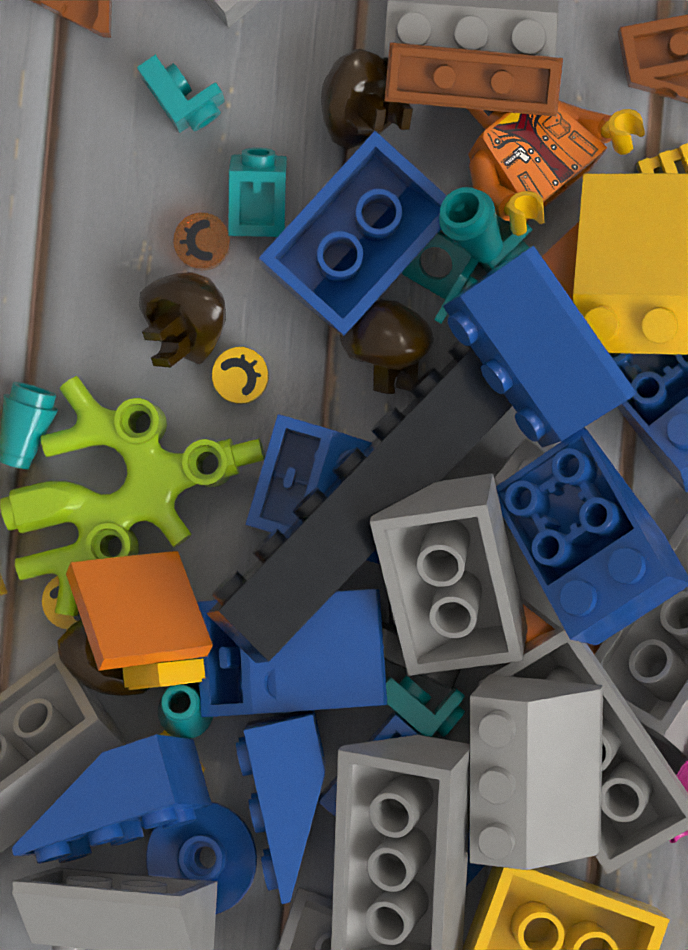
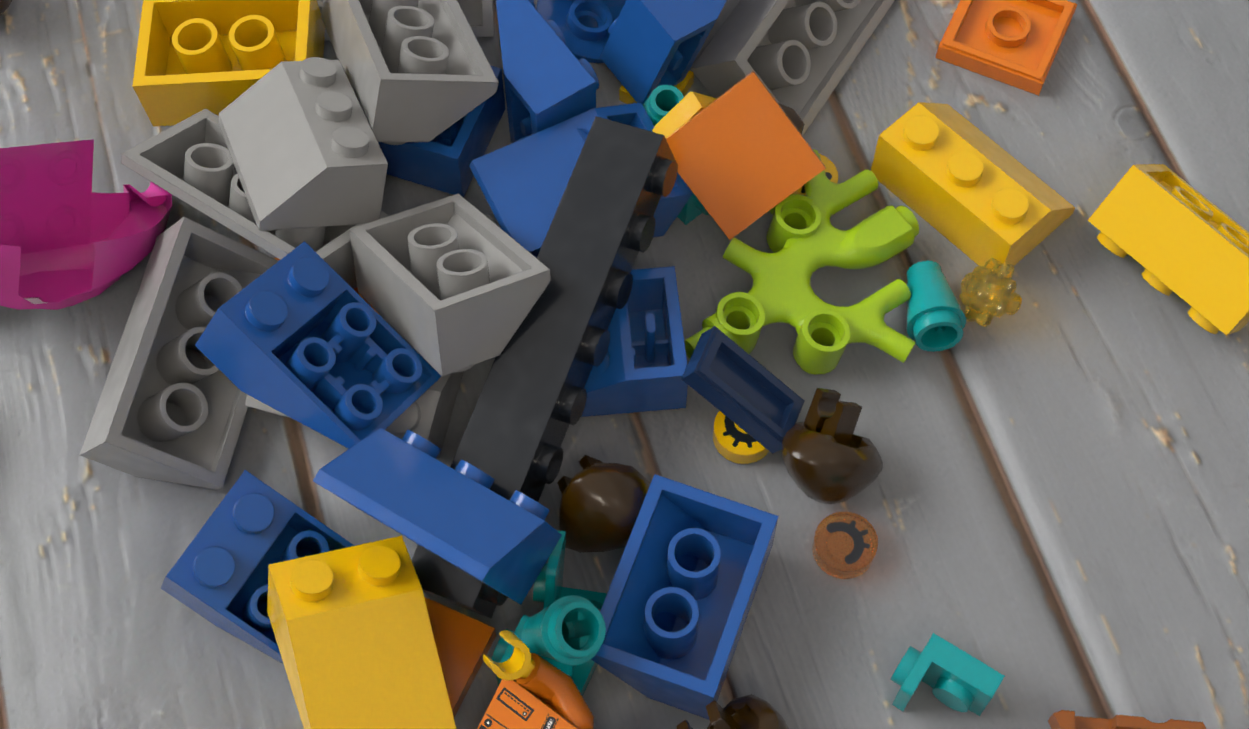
camera: 155 degrees right, 25 degrees down
(233, 393) = (742, 389): none -> dark blue tile
(257, 193) = (812, 612): teal bracket -> none
(410, 703) = (433, 184): teal bracket -> none

